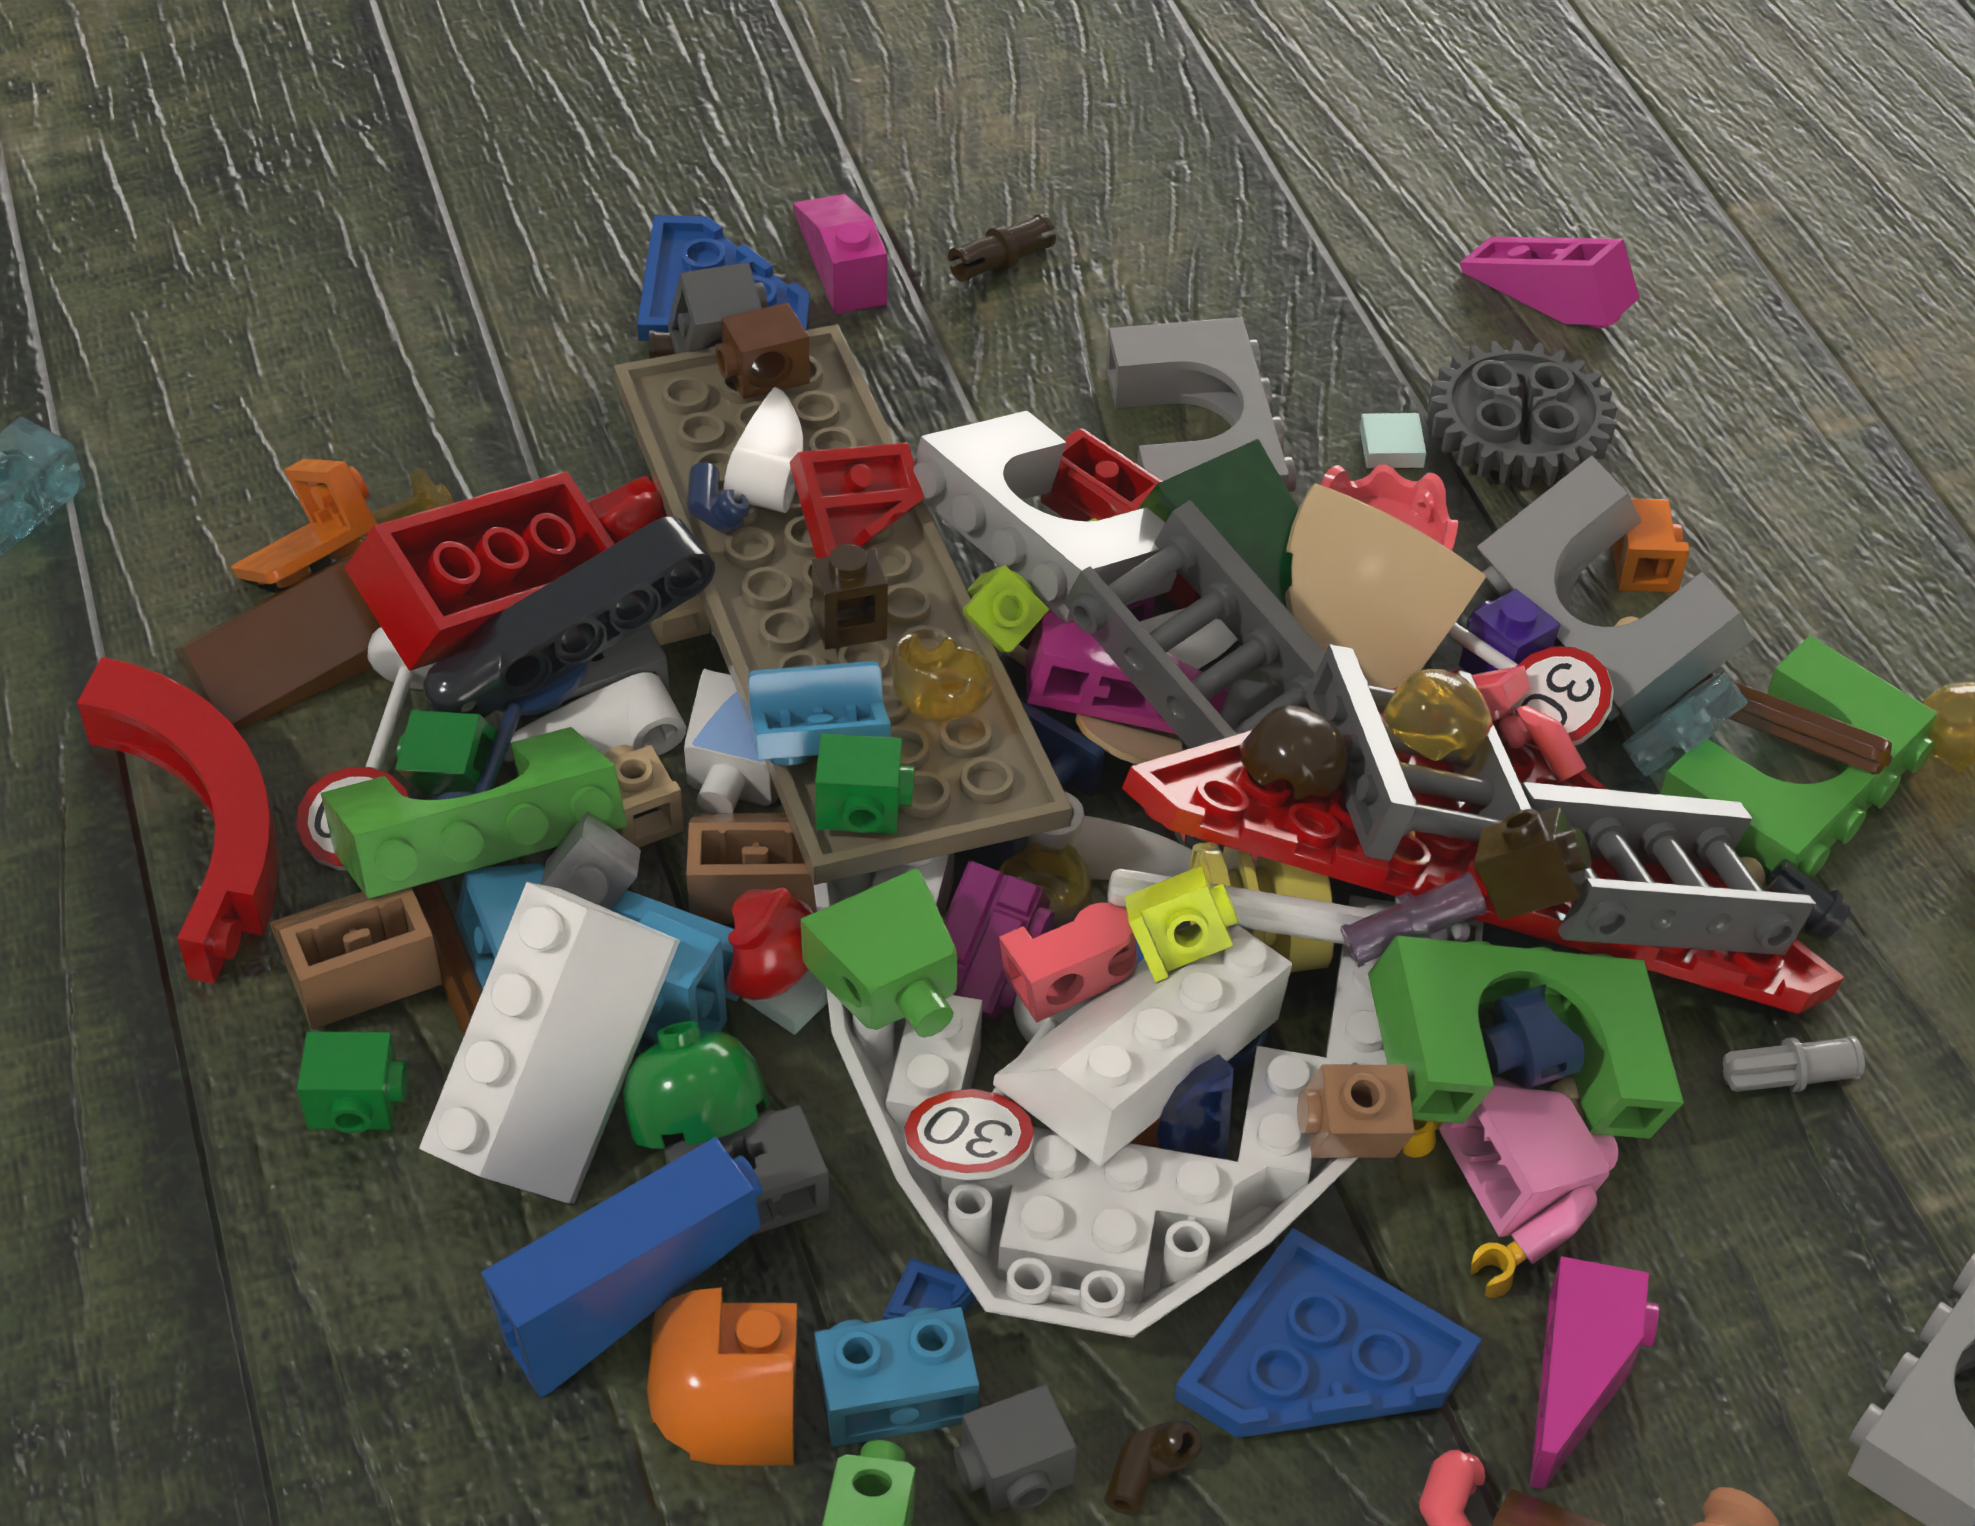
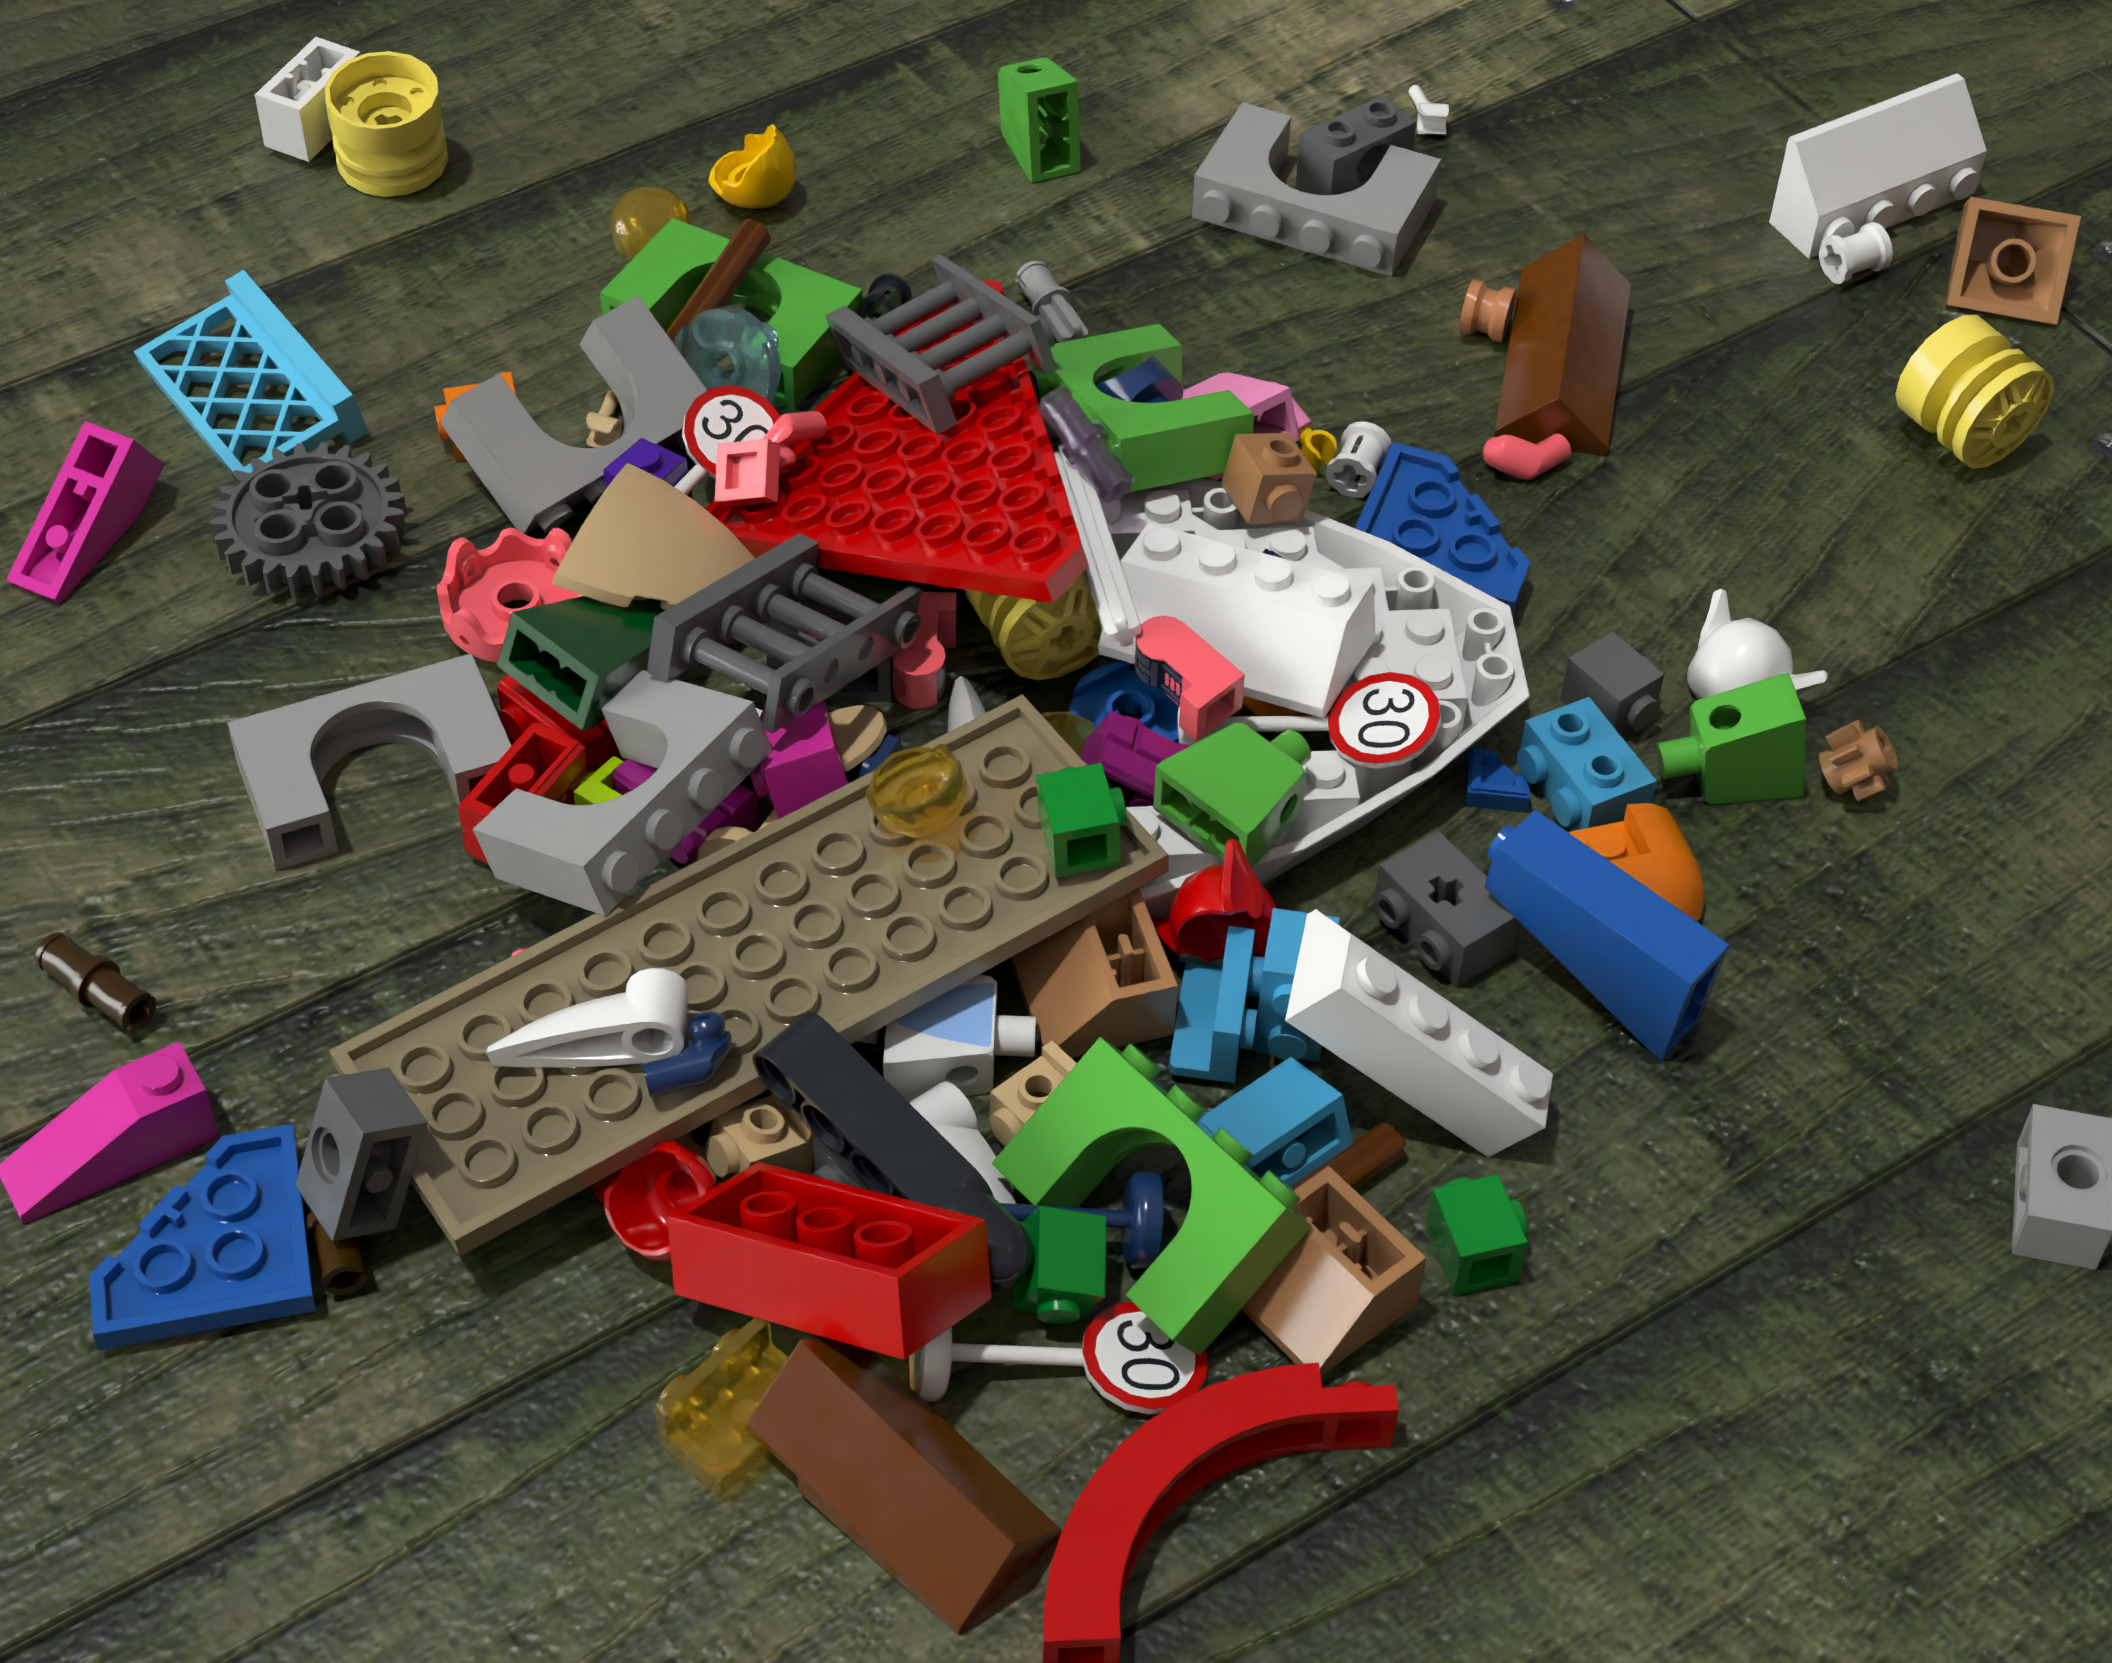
camera: 105 degrees left, 0 degrees up
(337, 516) = (775, 1511): orange bracket -> none
(593, 863) = (1208, 1054): flat silver brick -> none
(692, 1086) = (1412, 929): green cylinder -> none
(764, 350) = (433, 1068): reddish brown brick -> none
(802, 702) = (1006, 871): dark azure bracket -> none
(845, 582) = (828, 888): dark brown brick -> none
(854, 492) = (664, 927): red wing -> none
(1003, 607) = (758, 792): lime bracket -> none
(1147, 1457) = (1569, 624): dark brown arm -> none
(1163, 906) = (1154, 573): neon yellow brick -> none
(1299, 748) = (952, 511): dark brown hair -> none
(1381, 785) = (905, 459): dark grey fence -> none
(1393, 440) = (357, 618): light aqua tile -> none
(1438, 714) = (861, 438): clear yellow hair -> none
(1466, 1300) = (1358, 459): none -> white bush
(1532, 861) = (1021, 357): dark brown brick -> none
(1590, 1346) = (1388, 390): dark pink slope -> none
(1731, 424) = (281, 348): none -> medium azure fence

